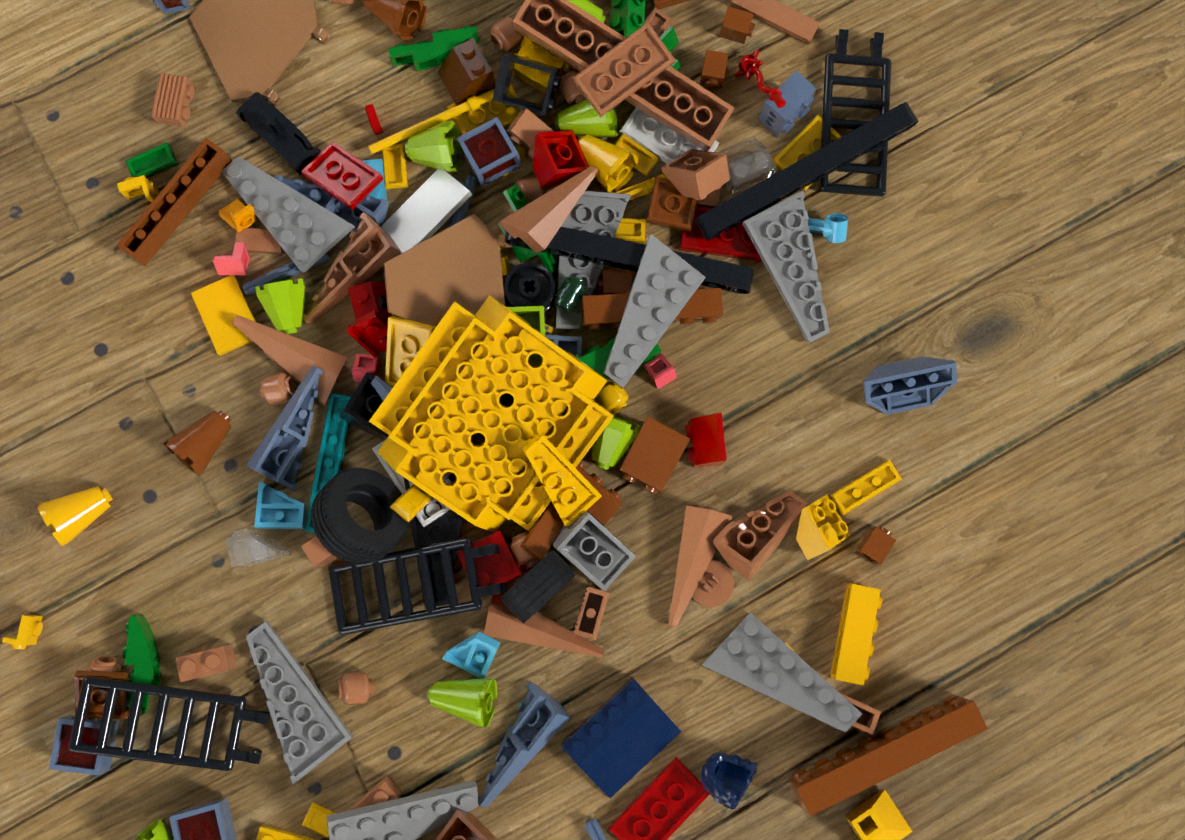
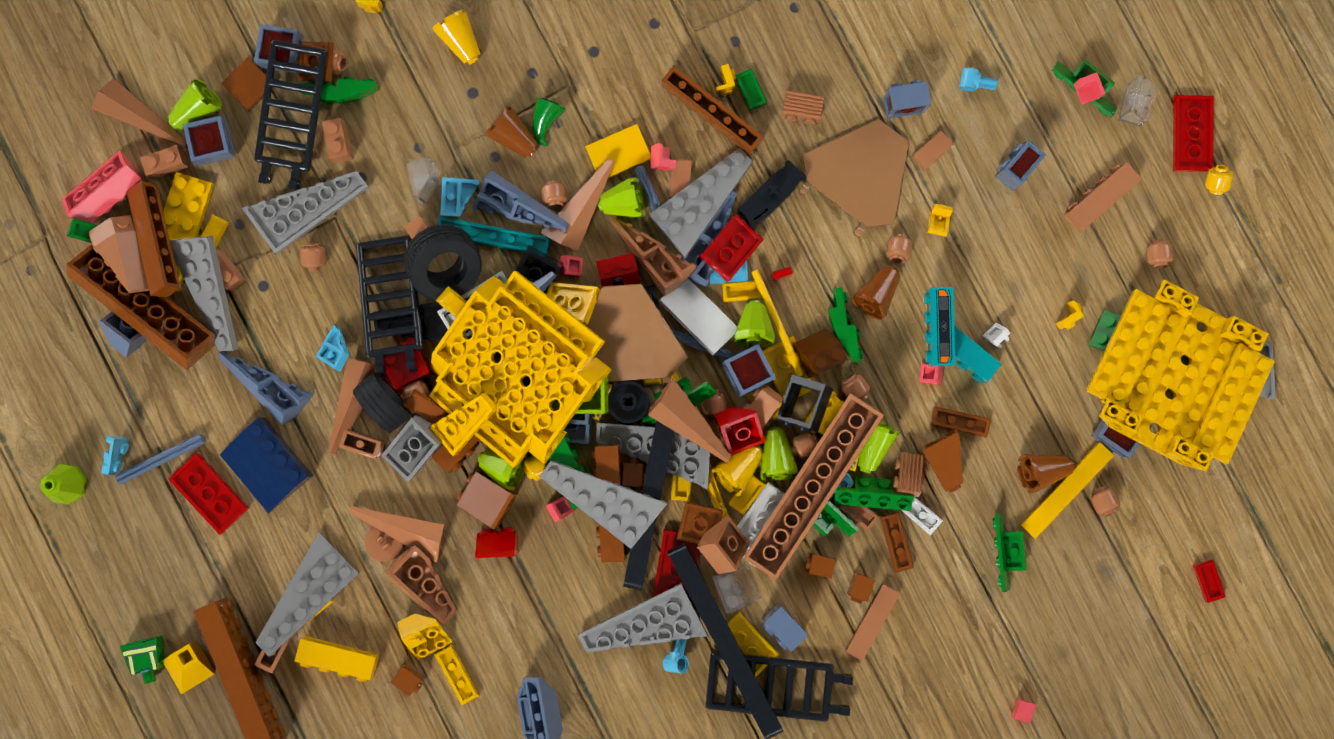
camera: 100 degrees right, 5 degrees up
(131, 787) = (246, 84): none -> dark orange tile
(177, 403) = (544, 115): none -> green hat
(238, 215) = (701, 162): light orange bracket -> none
(370, 332) = (594, 271): red plate -> none
(465, 699) = (299, 342): lime cone -> none
(570, 293) = (622, 435): clear green brick -> none
(624, 69) = (807, 486): nougat tile -> none
(727, 778) = (228, 547): dark blue hair -> none
(749, 66) = (821, 596): red piece -> none

